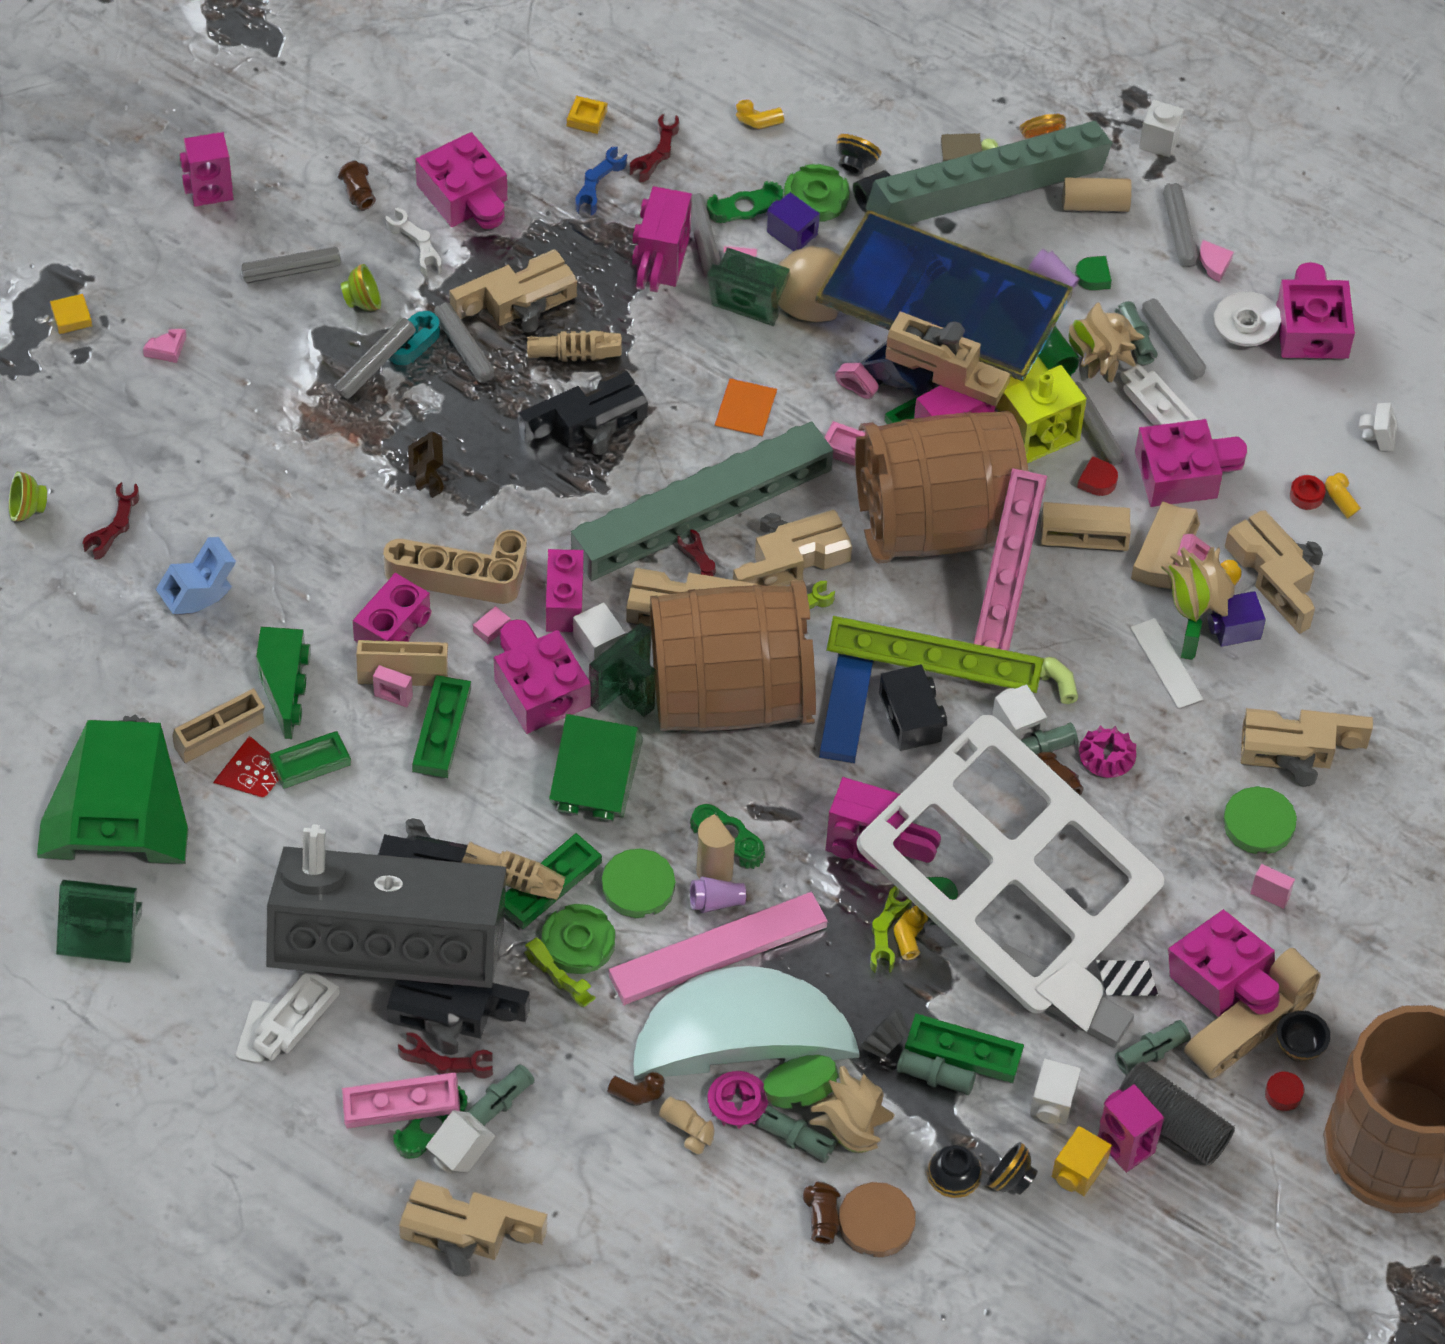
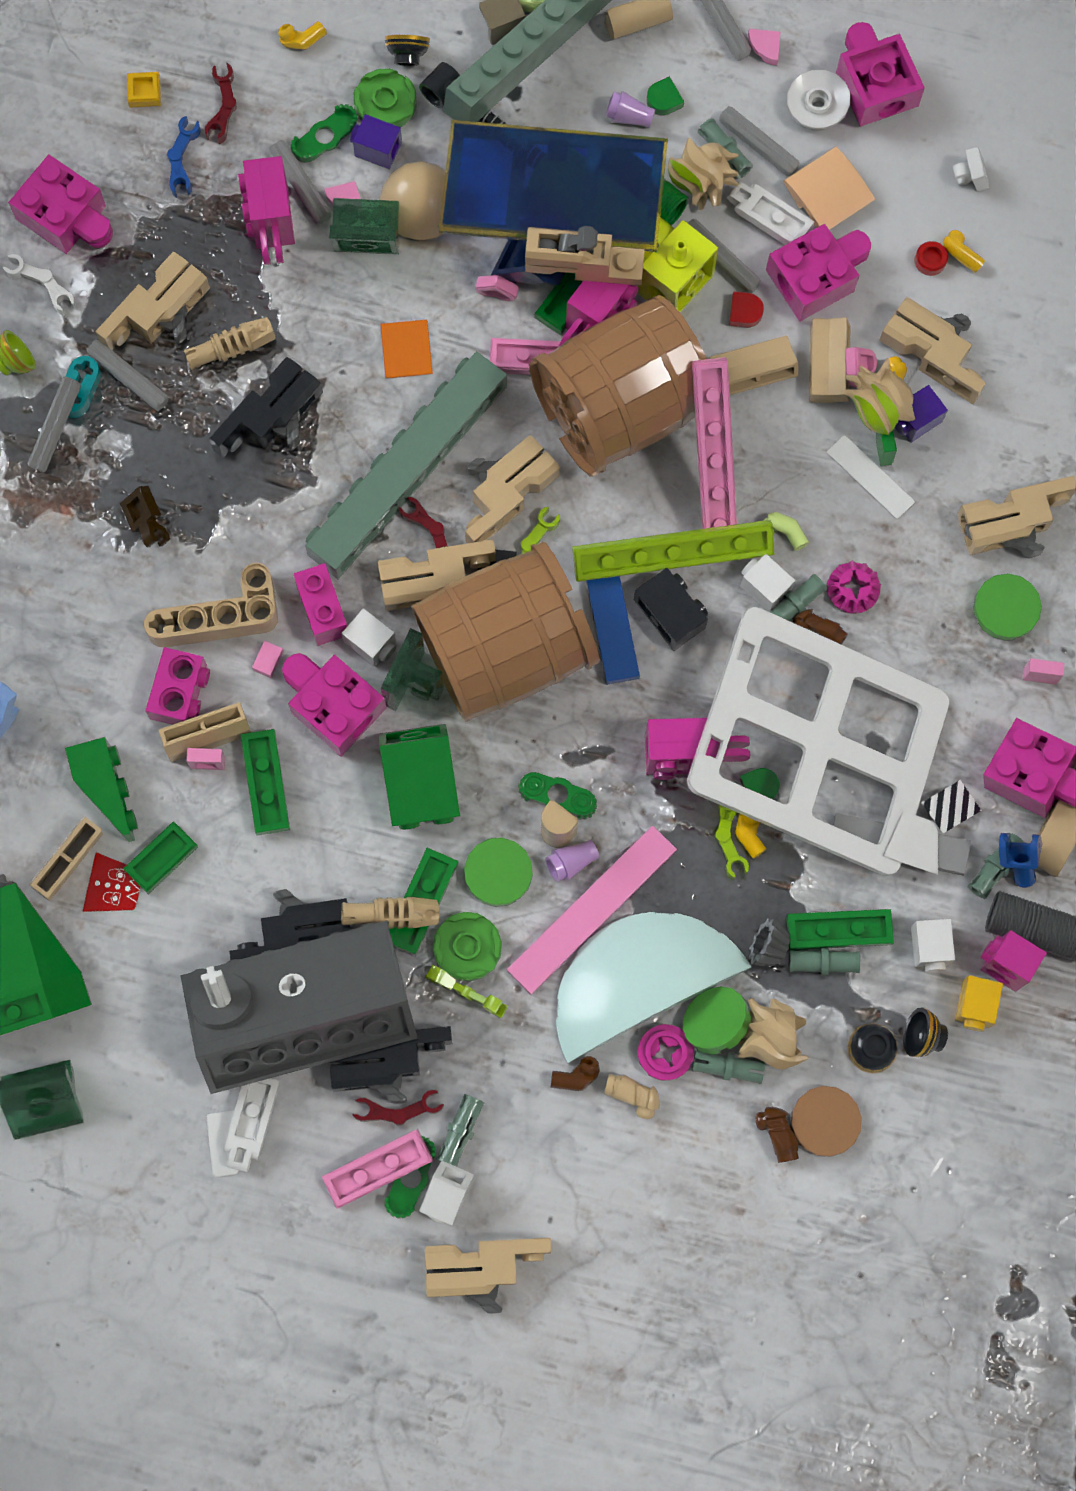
camera: 20 degrees left, 20 degrees up
(1177, 1038) = (1020, 857): none -> blue piece
(1227, 399) = (829, 189): none -> light nougat slope

